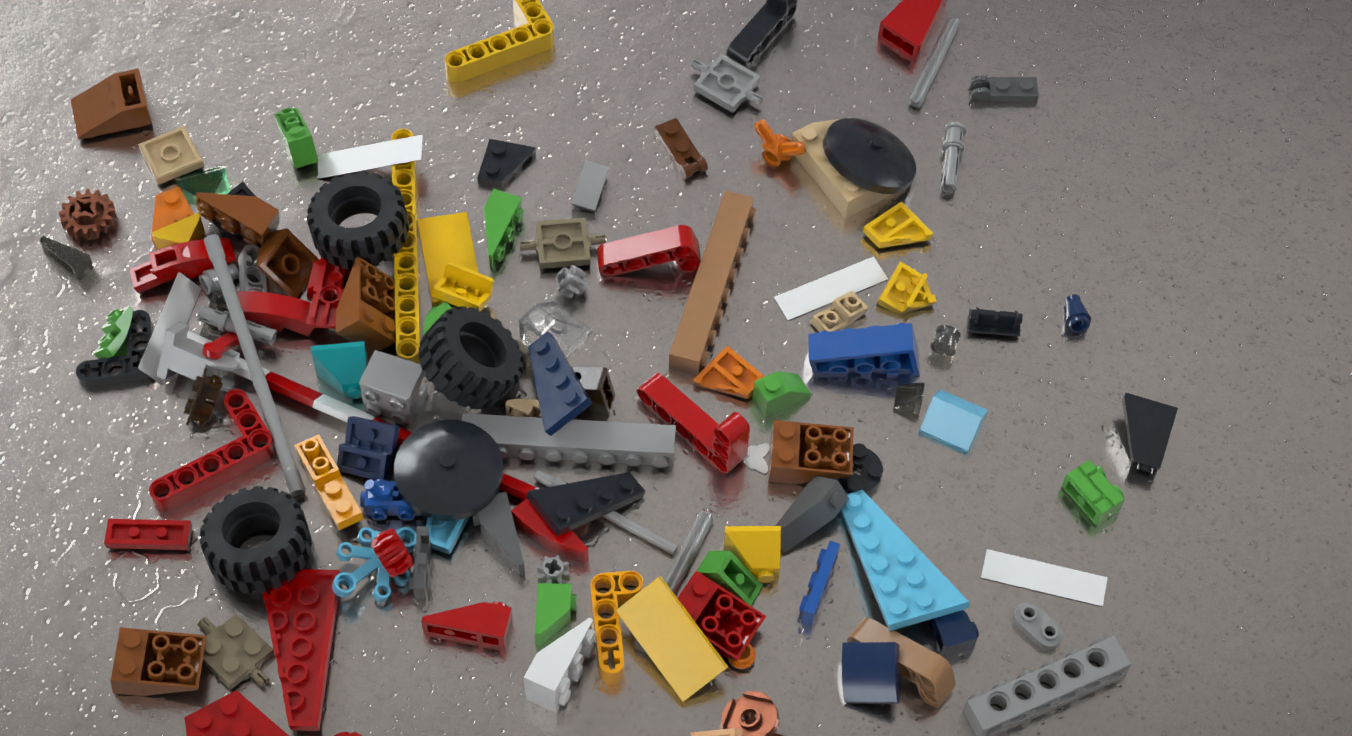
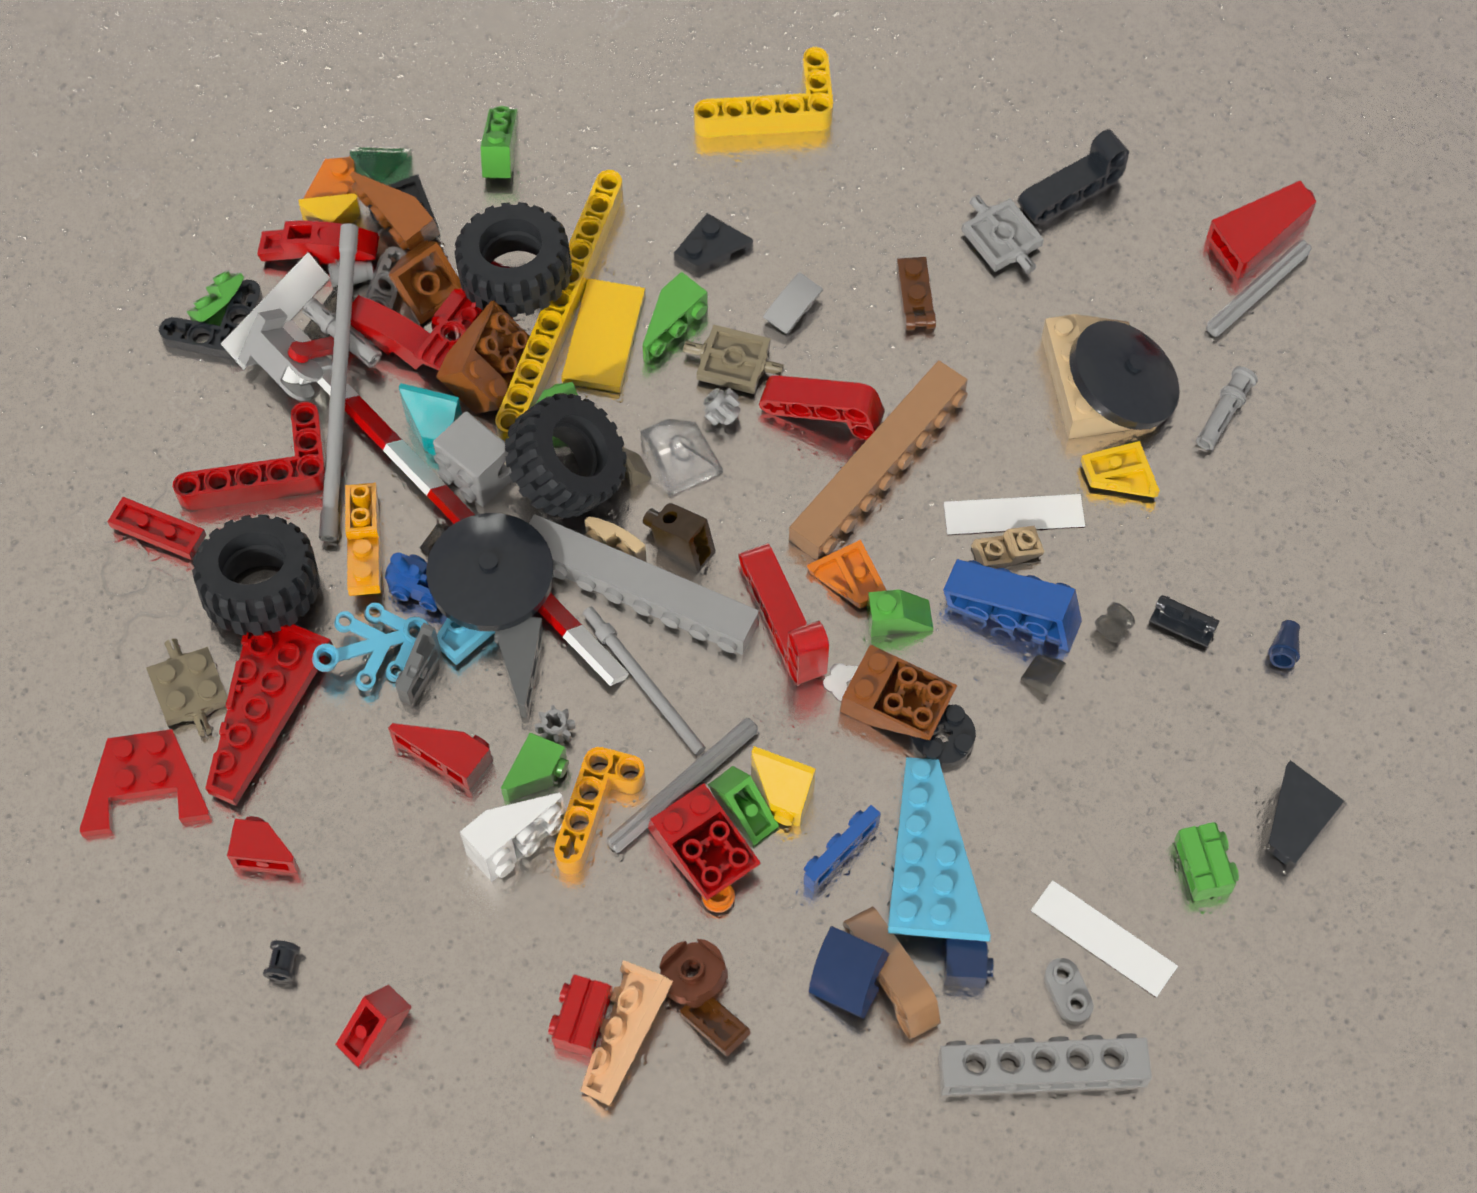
camera: 25 degrees right, 5 degrees up
(70, 259) = (208, 201): clear smoke slope -> none
(87, 214) = (245, 157): copper gear -> none
(111, 105) = (323, 44): dark orange slope -> none
(156, 662) = (102, 668): dark orange slope -> none
(171, 155) = (360, 119): tan plate -> none
(205, 388) = (276, 390): dark brown hinge -> none
(368, 448) = (419, 516): dark blue slope -> none
(370, 156) = (566, 190): white sticker -> none
(392, 552) = (388, 641): red gear -> none
(463, 287) = (598, 374): yellow bracket -> none
(534, 527) = (570, 678): red slope -> none
(557, 386) = (647, 517): dark blue wing -> none
(580, 502) = (617, 659): black wing -> none
(671, 638) = (644, 849): yellow tile -> none
(776, 146) = (1023, 328): orange axle -> none
(811, 510) = (865, 763): dark grey slope -> none
(906, 291) = (1098, 548): yellow slope -> none
(953, 420) = (1082, 717): medium azure slope -> none
(1004, 89) = (1328, 348): dark grey hinge -> none

